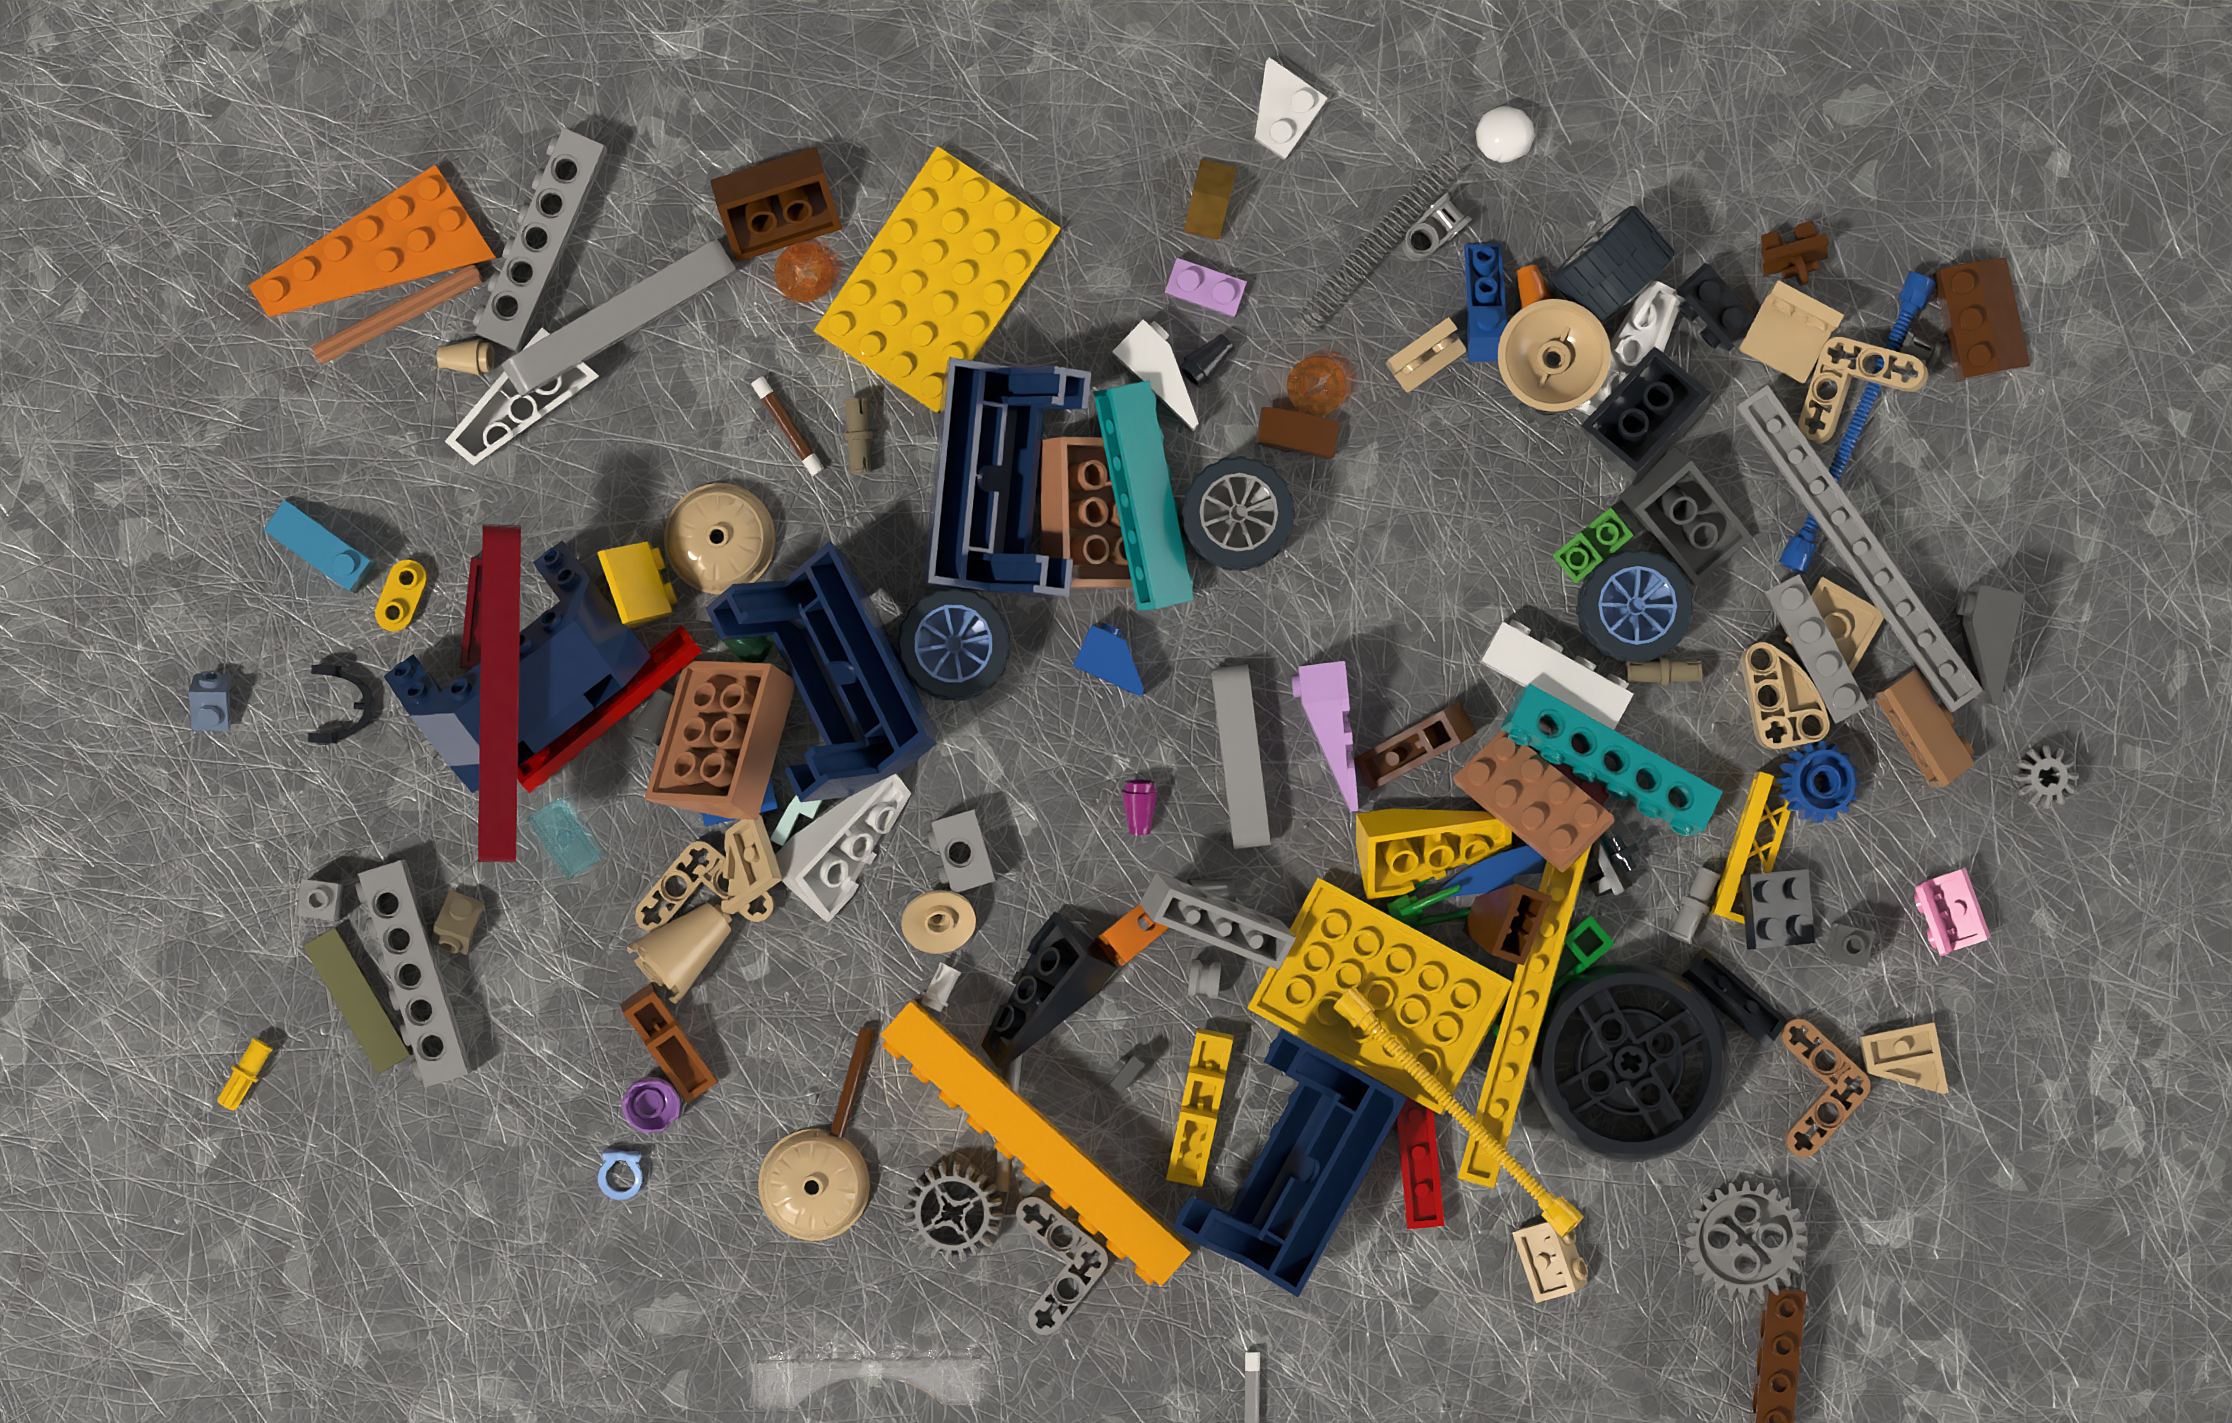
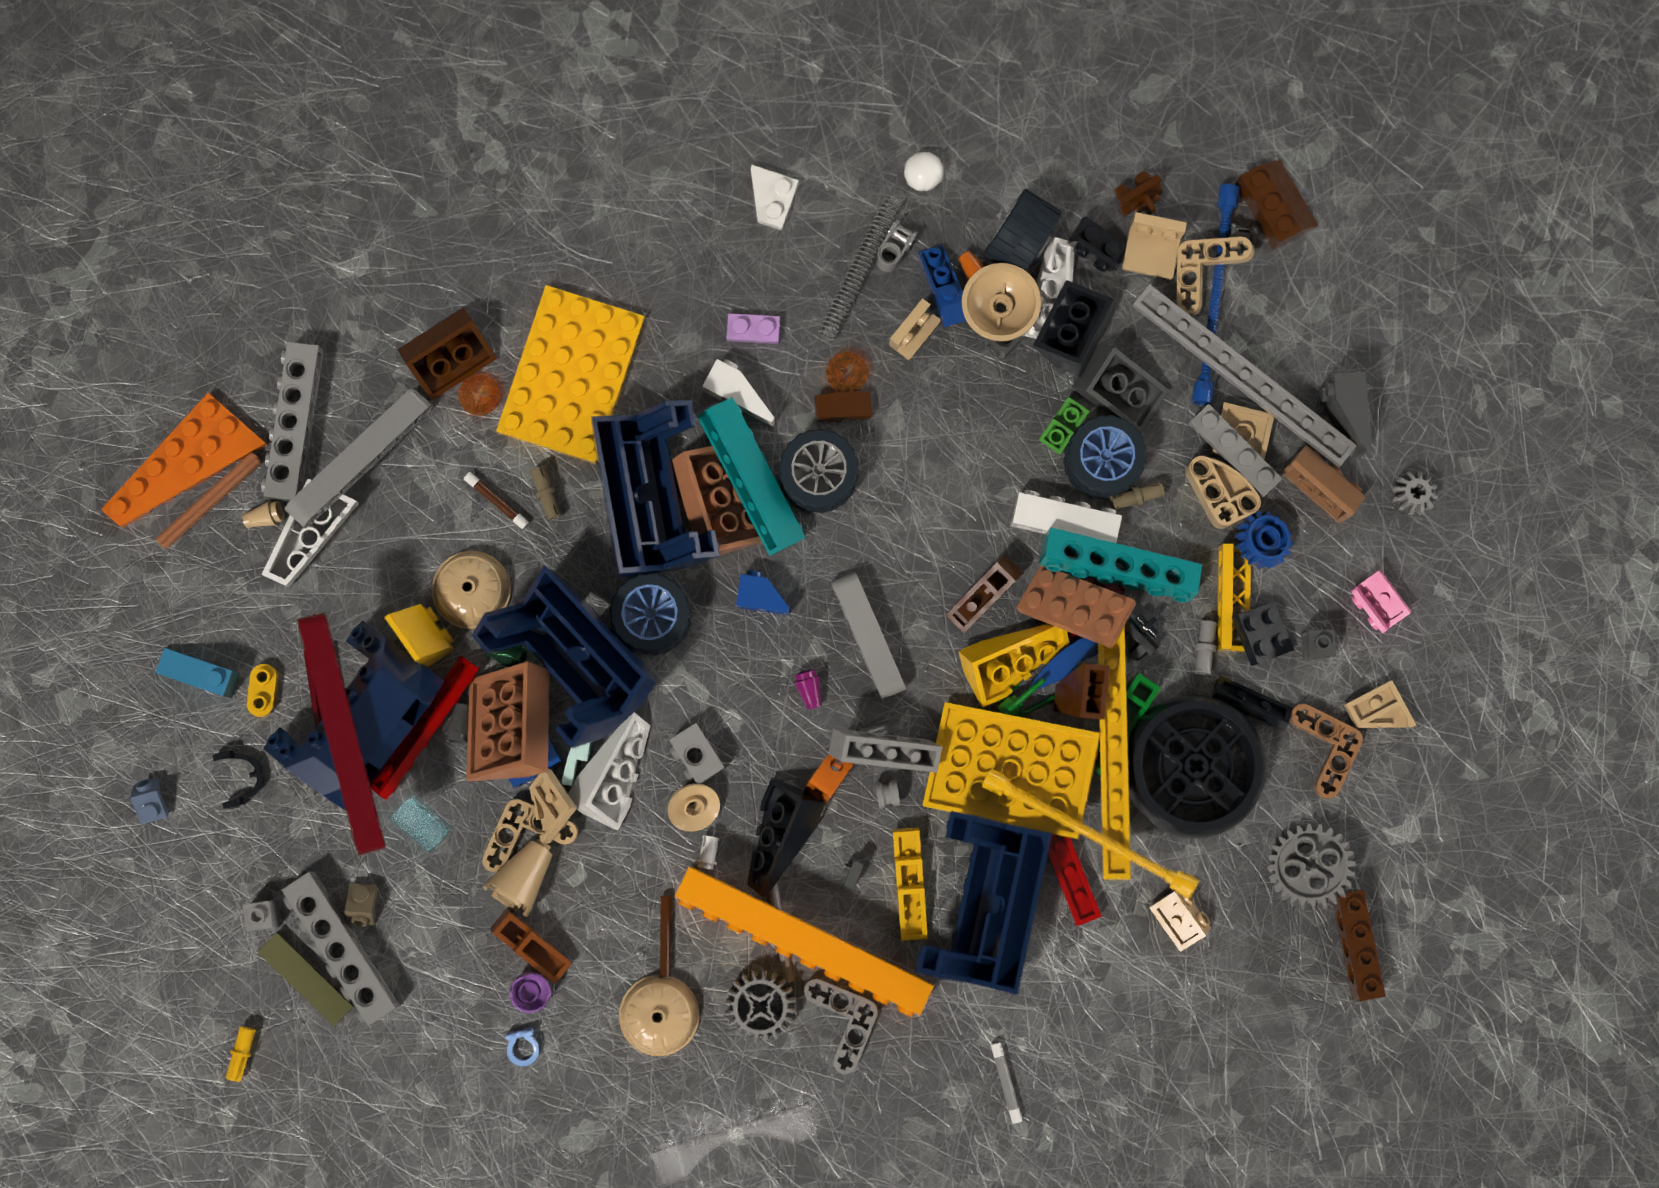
camera: 20 degrees left, 5 degrees down
(1206, 361) = (767, 377): black cone -> none
(1210, 199) = (739, 270): pearl gold slope -> none
(1326, 706) = (915, 582): lavender wedge -> none

